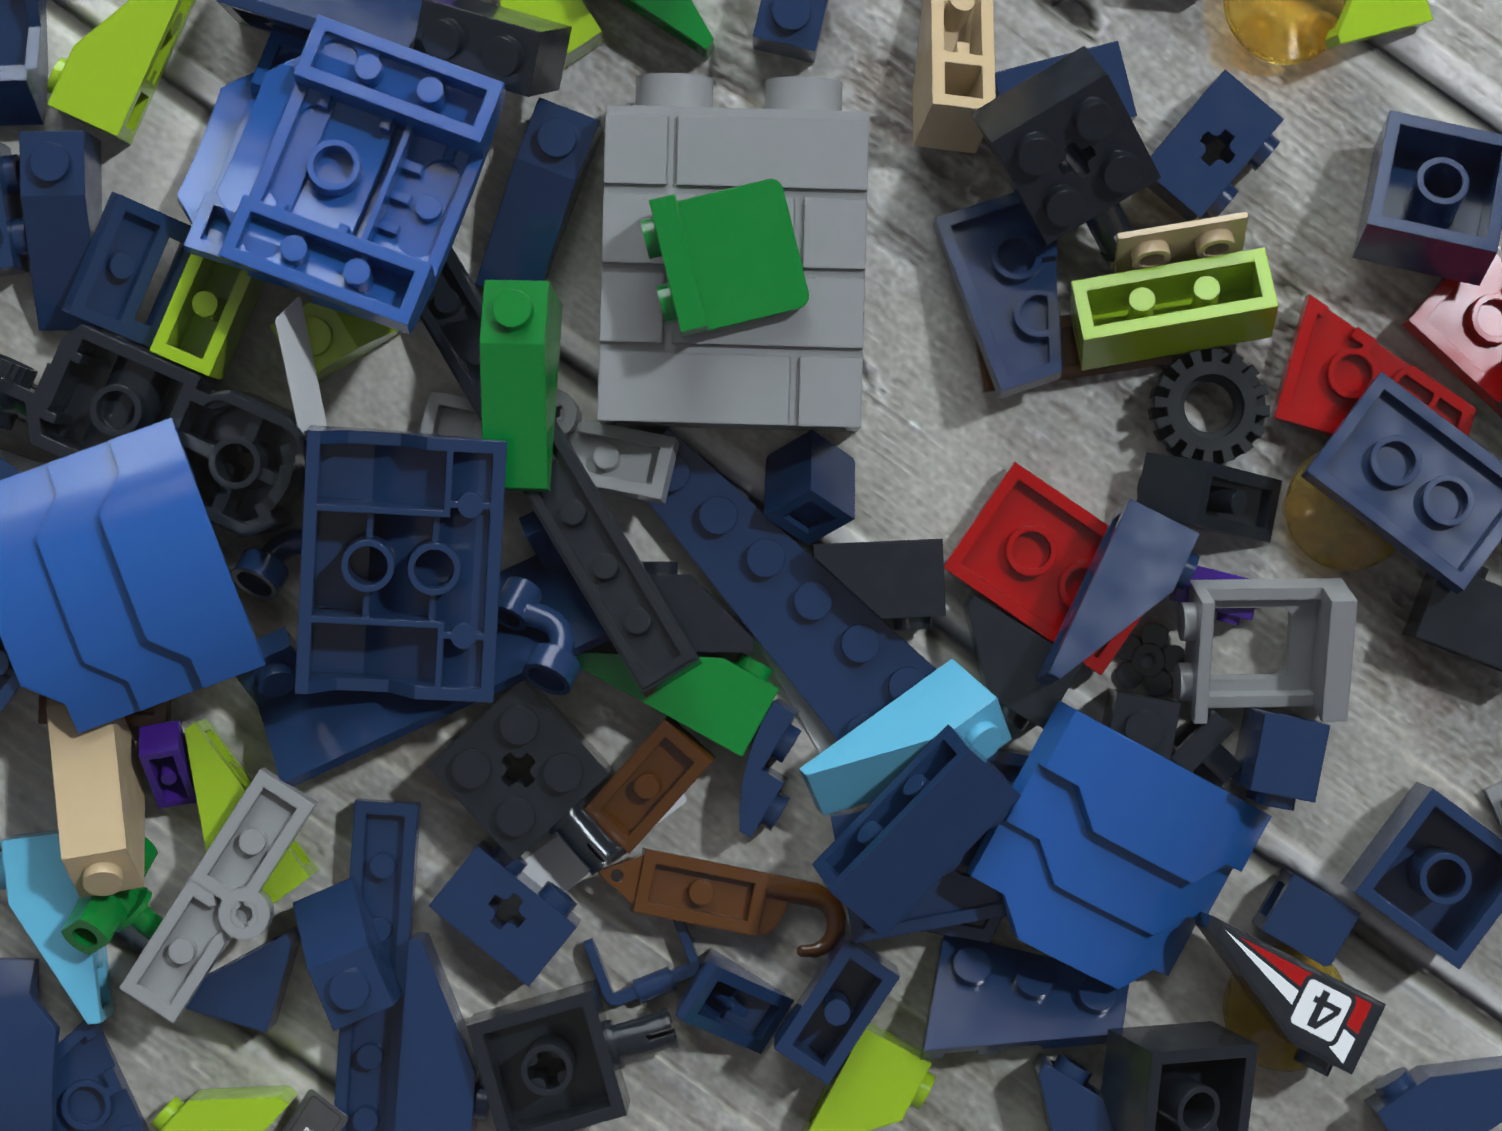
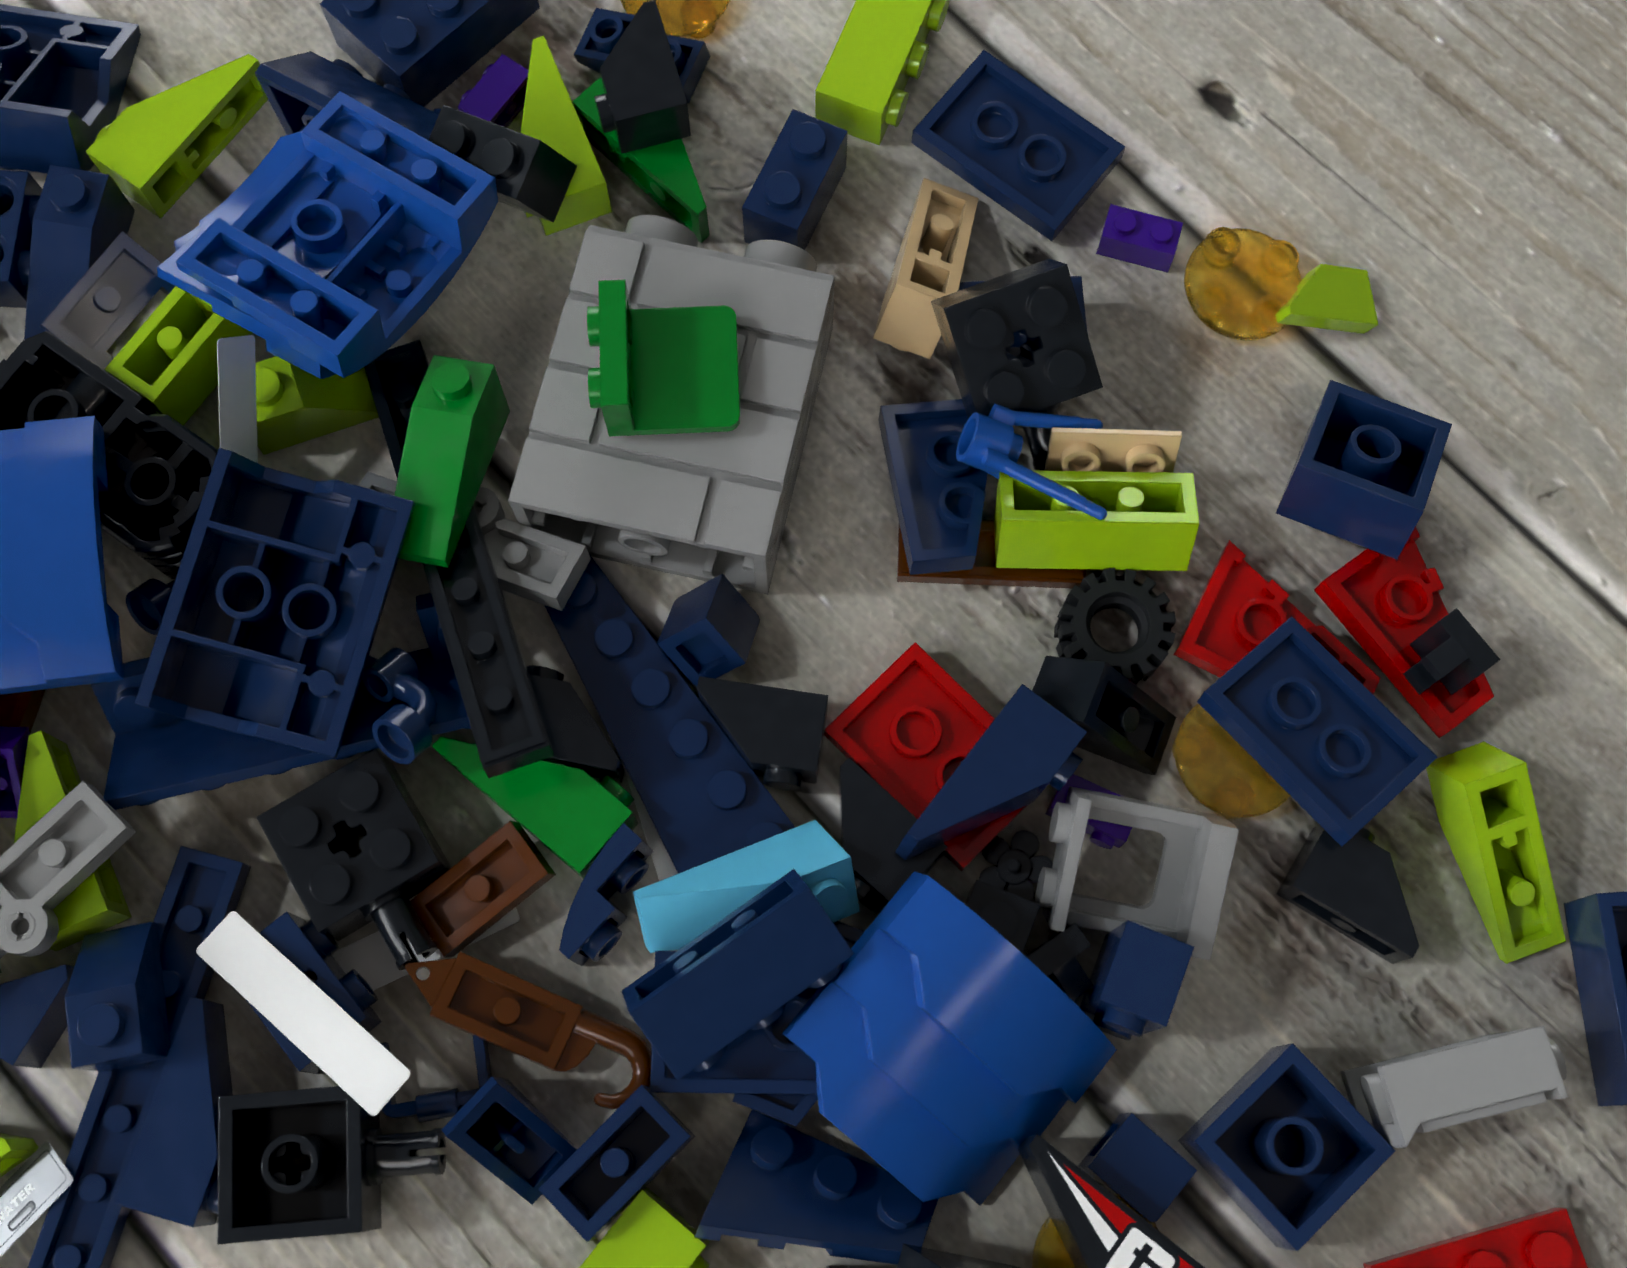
camera: 15 degrees right, 15 degrees down
(520, 935) = (304, 1013): none -> white sticker
(540, 193) = (521, 307): dark blue slope -> none
(1066, 267) = (994, 447): none -> blue plant
(1237, 120) = (1167, 366): dark blue brick -> none

